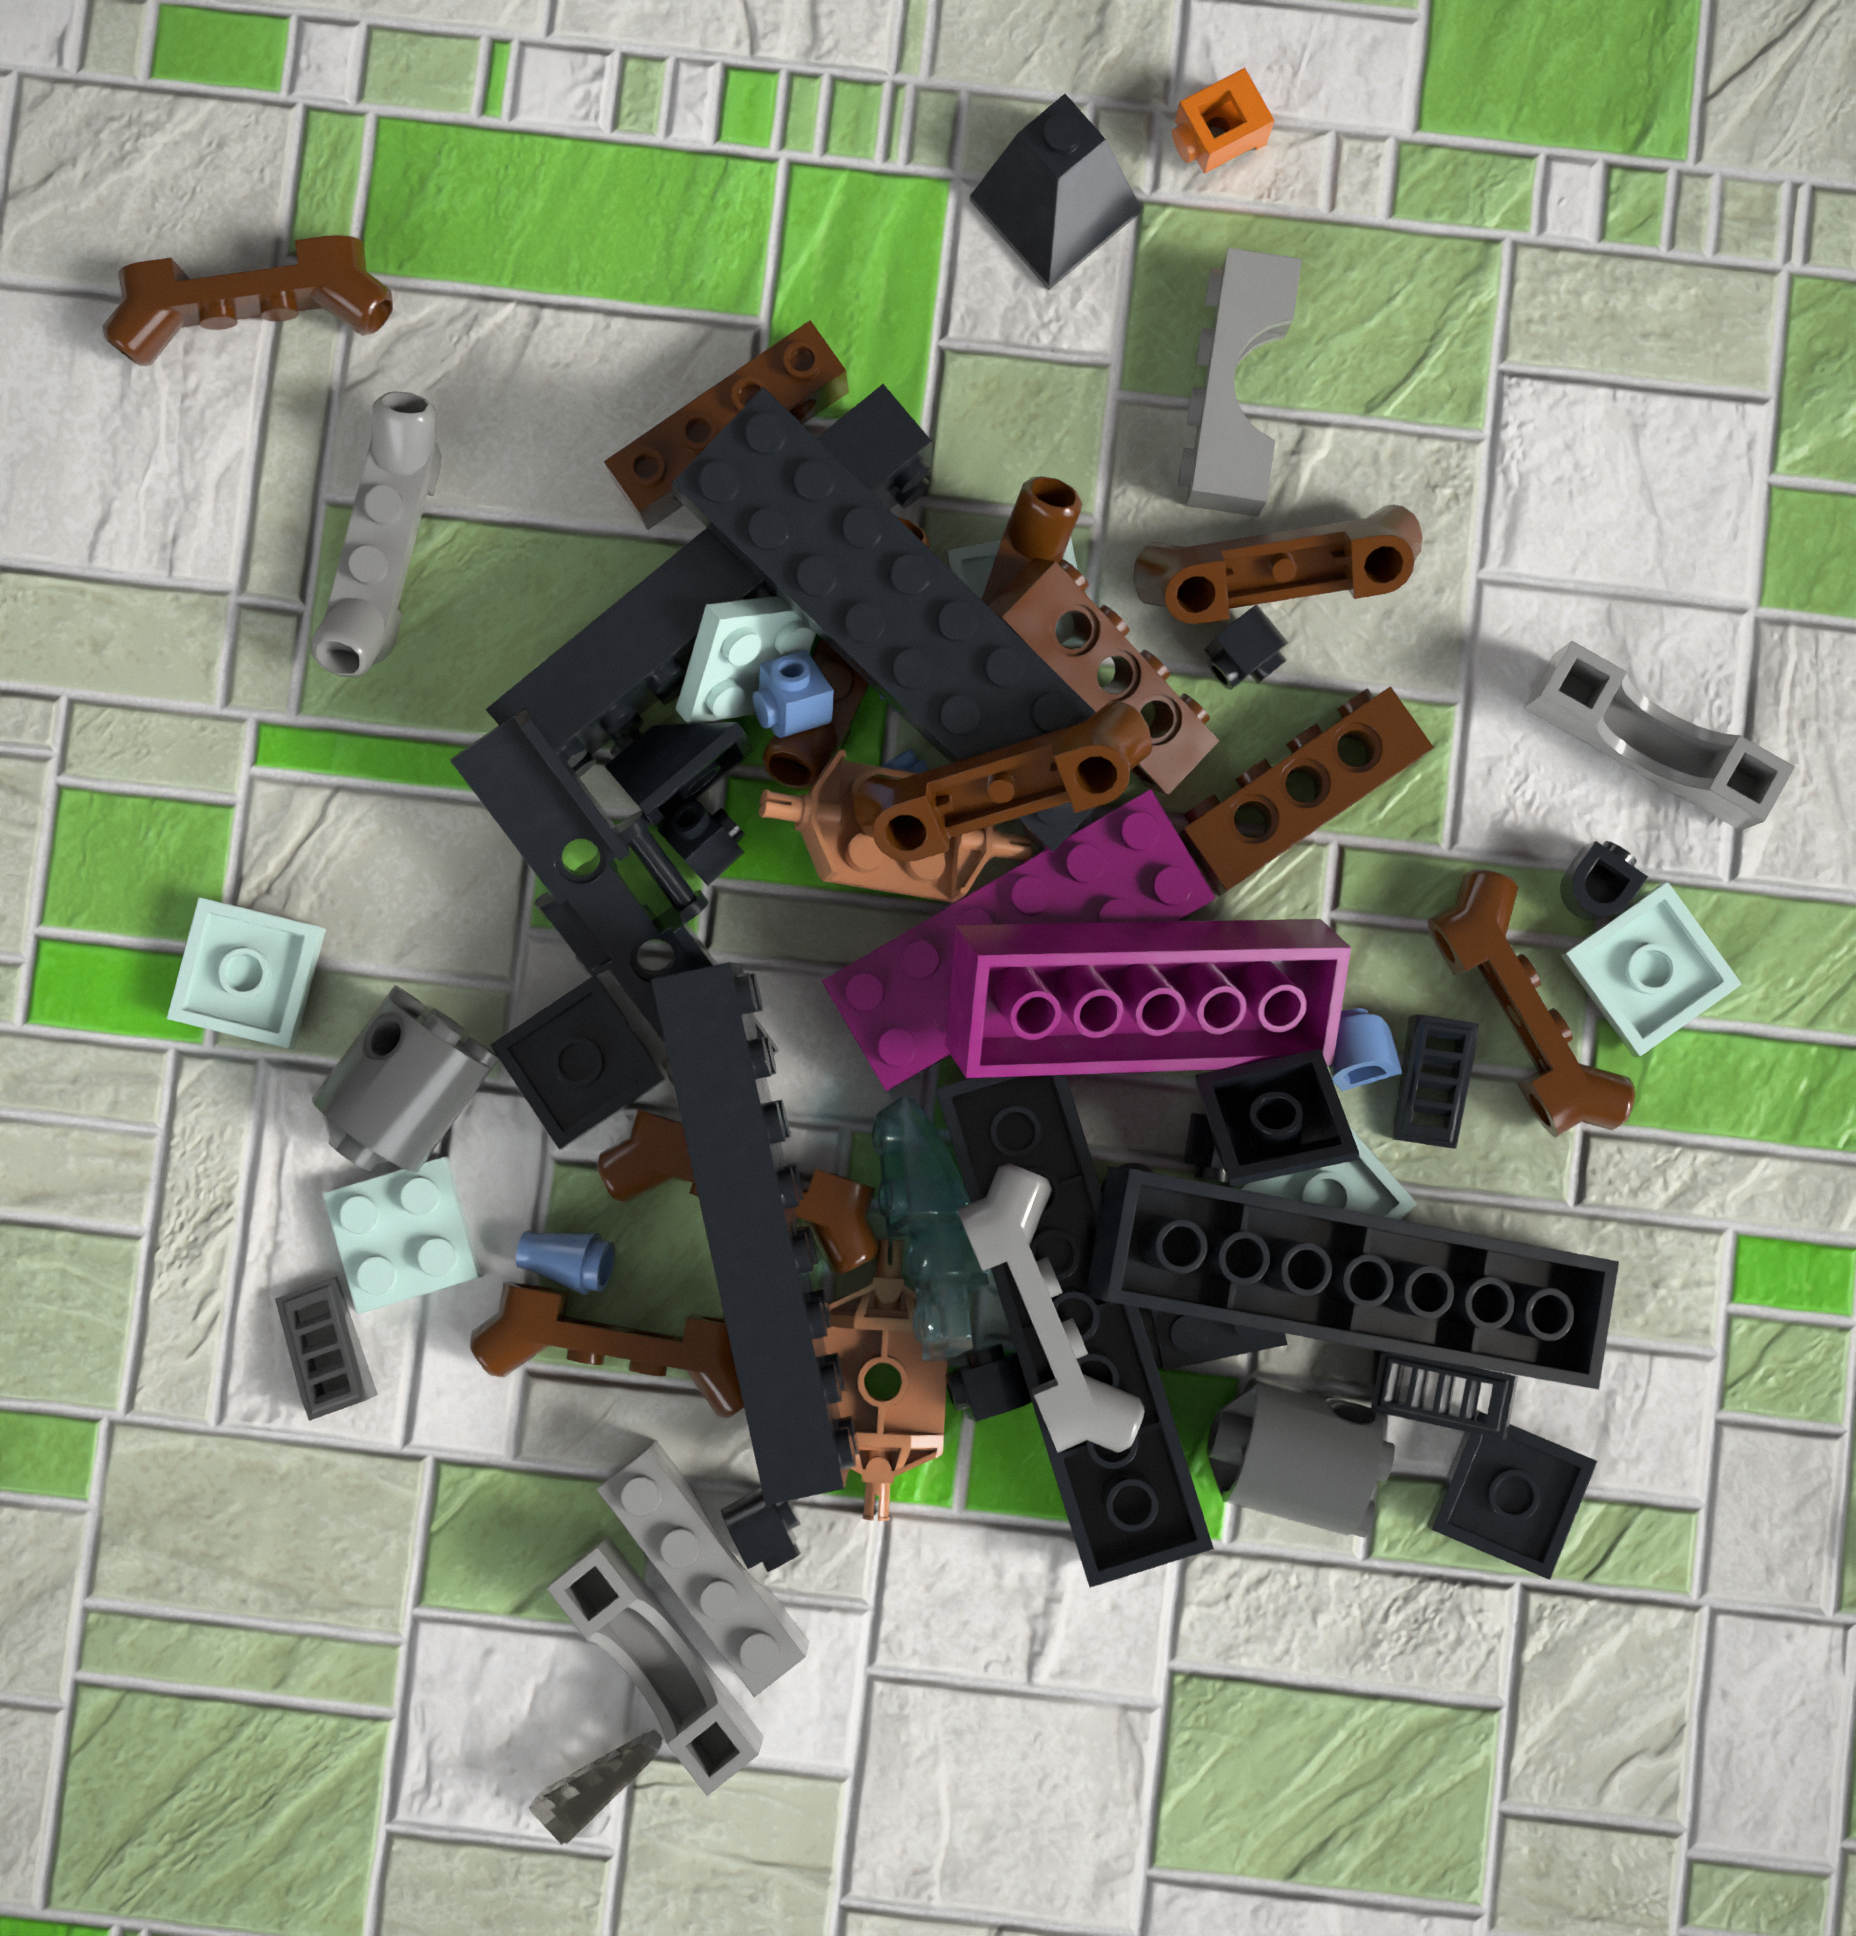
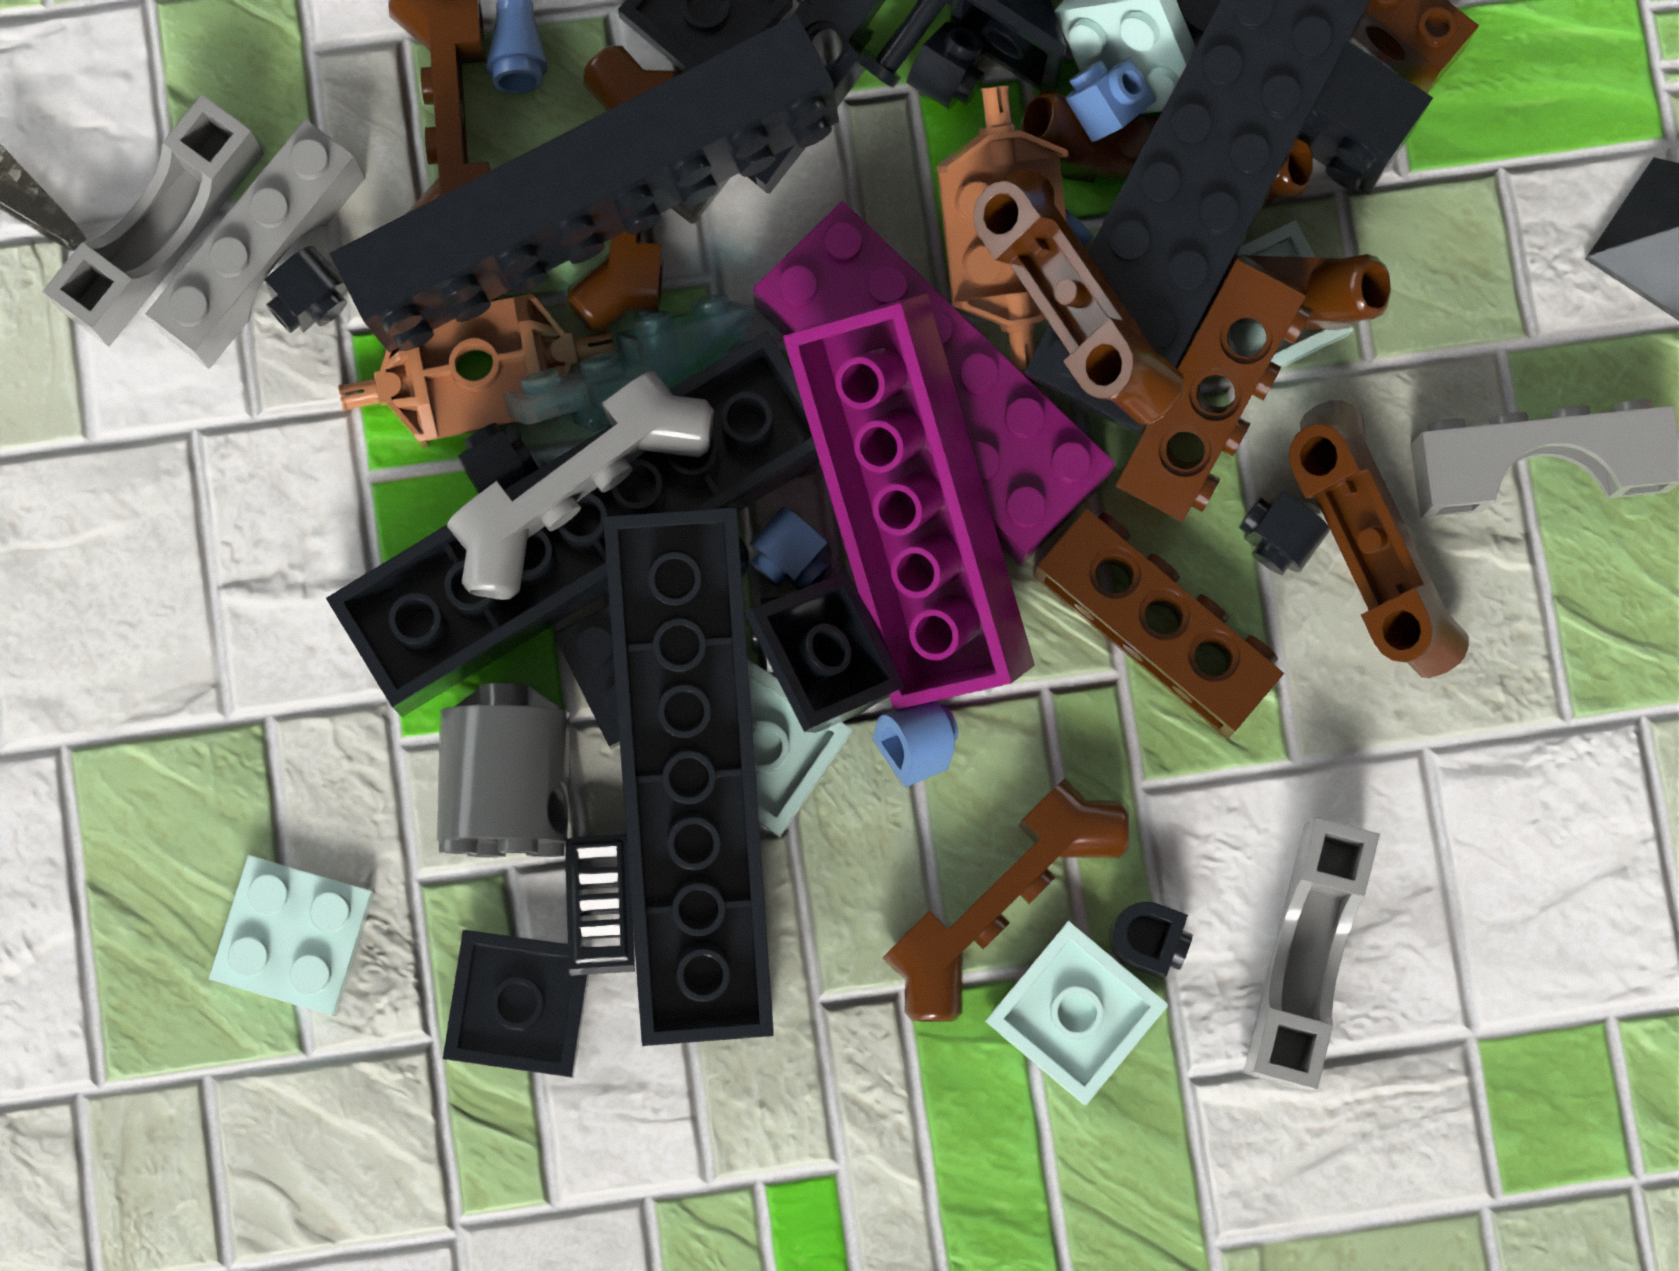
camera: 70 degrees right, 5 degrees down
(1145, 1122) = (790, 551): none -> medium blue plate
(1389, 1694) = (291, 935): none -> light aqua plate
(1457, 1085) = (960, 818): black slope -> none

